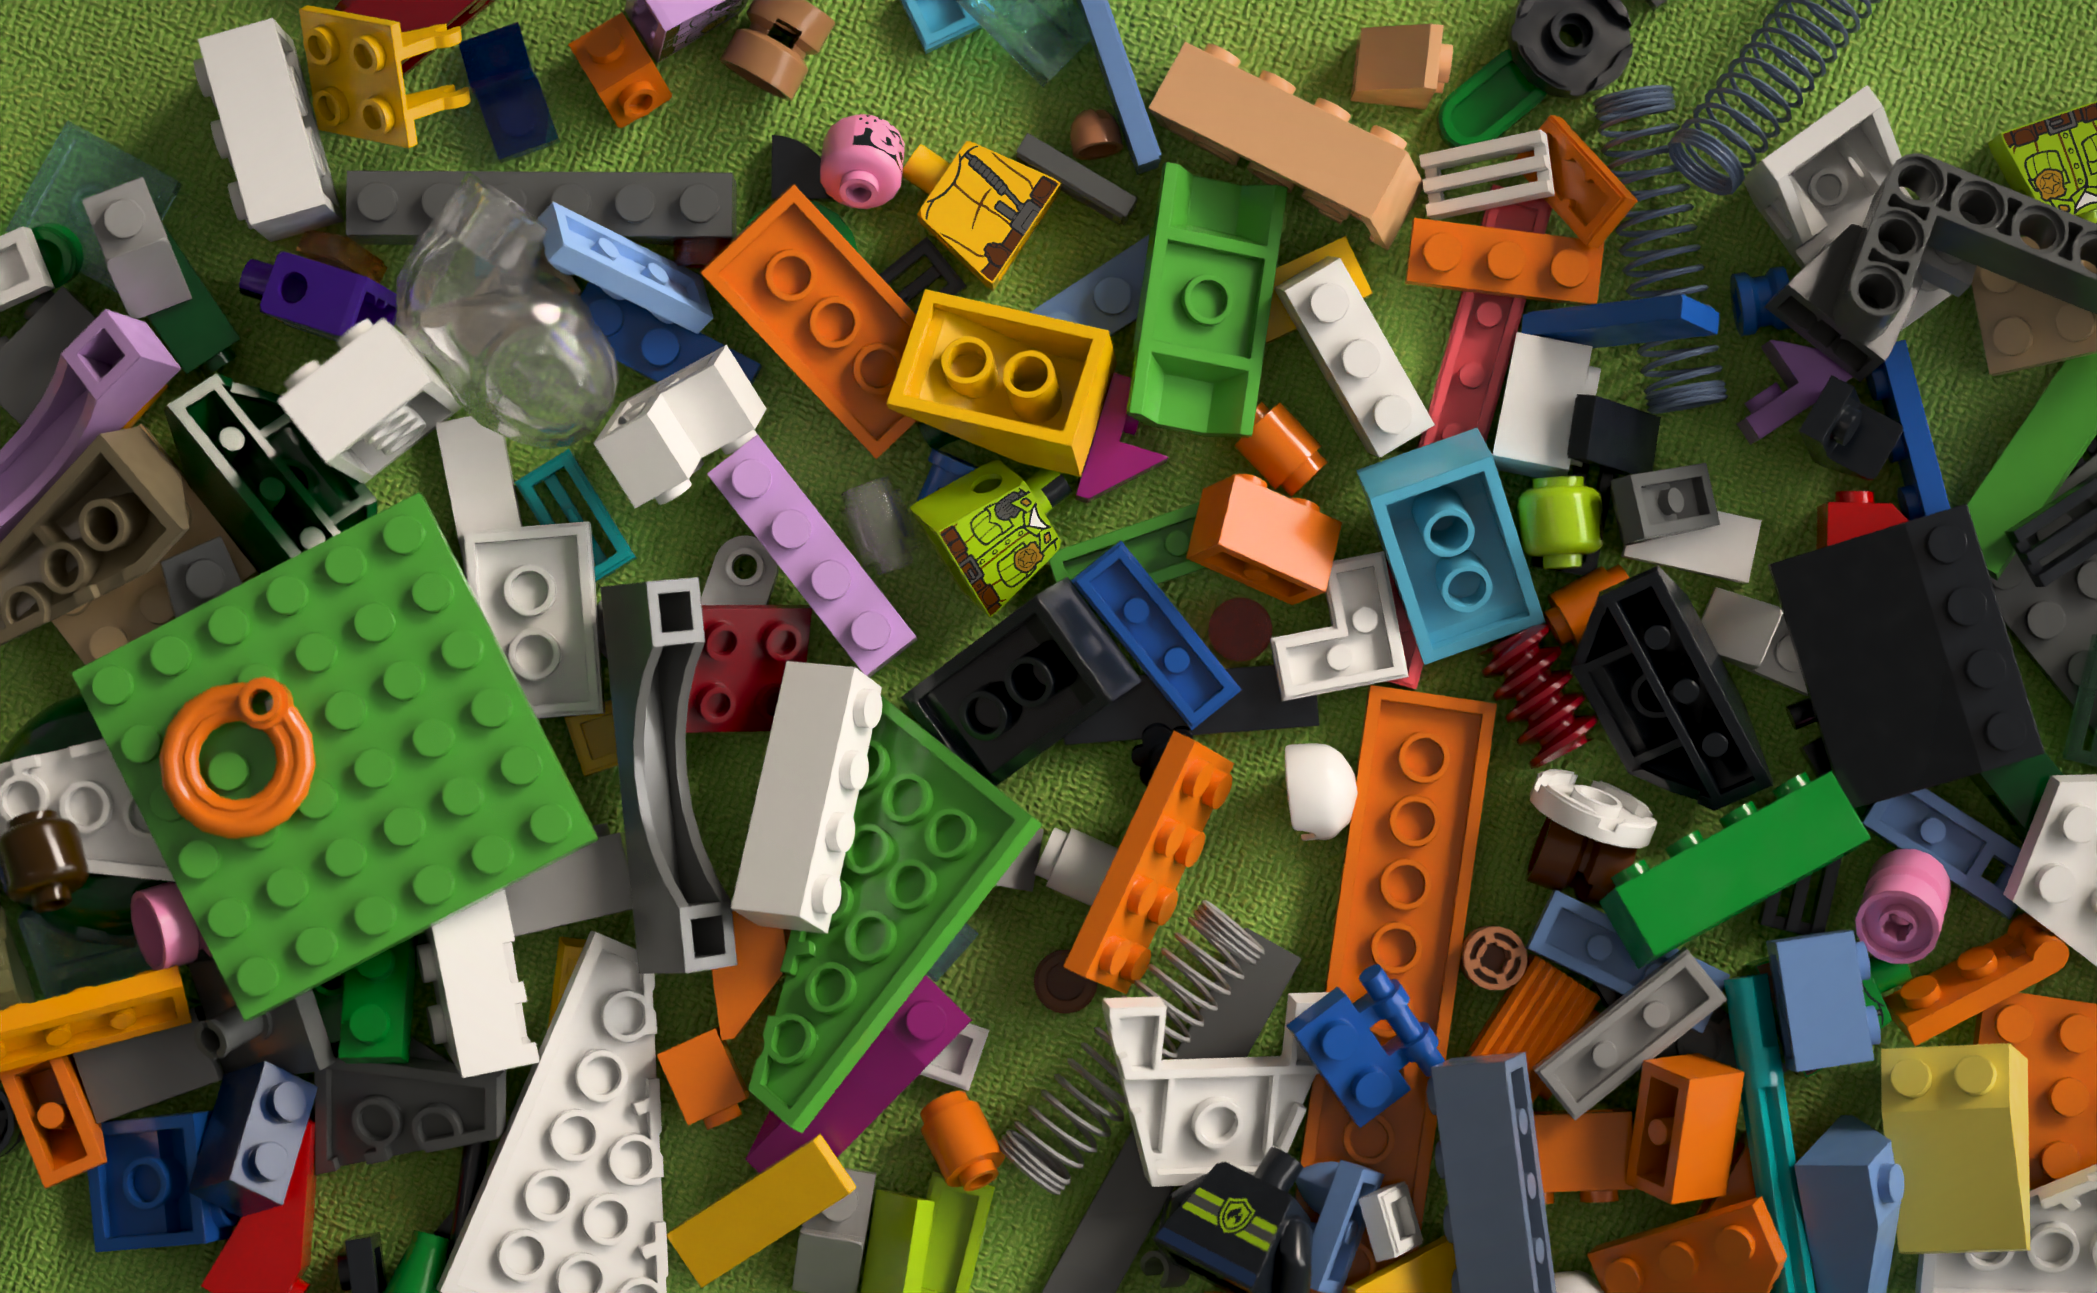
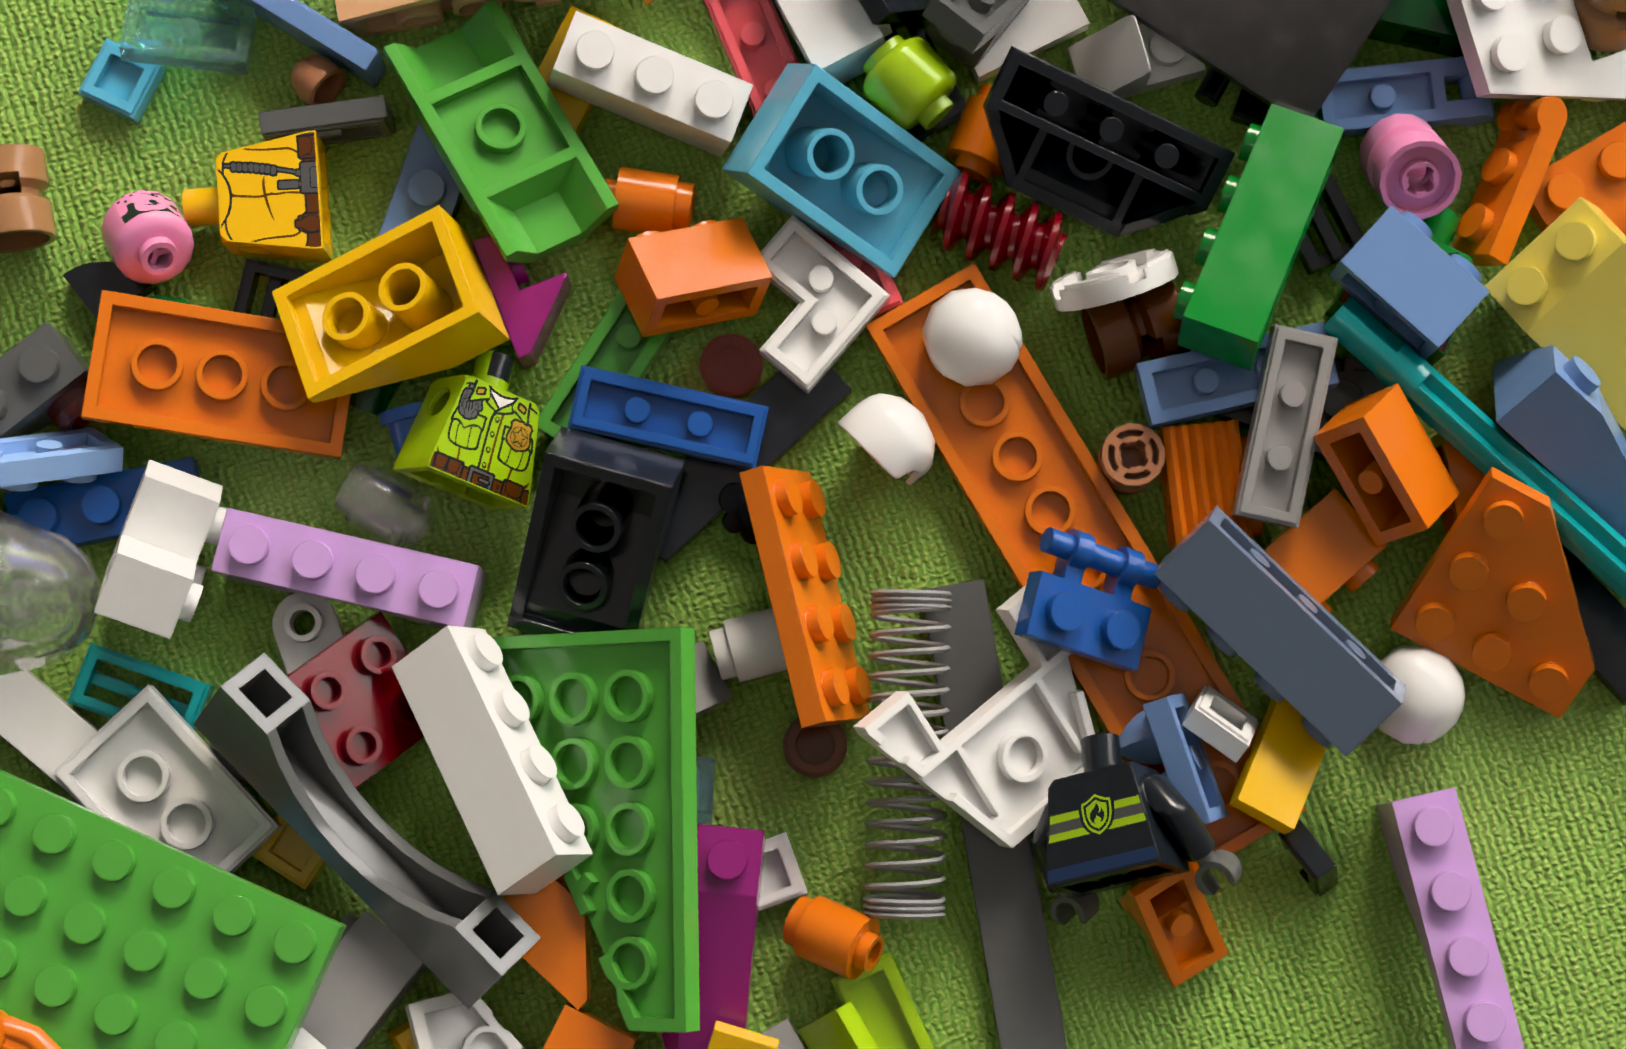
camera: 35 degrees left, 5 degrees down
(1446, 763) = (972, 336): none -> white hair

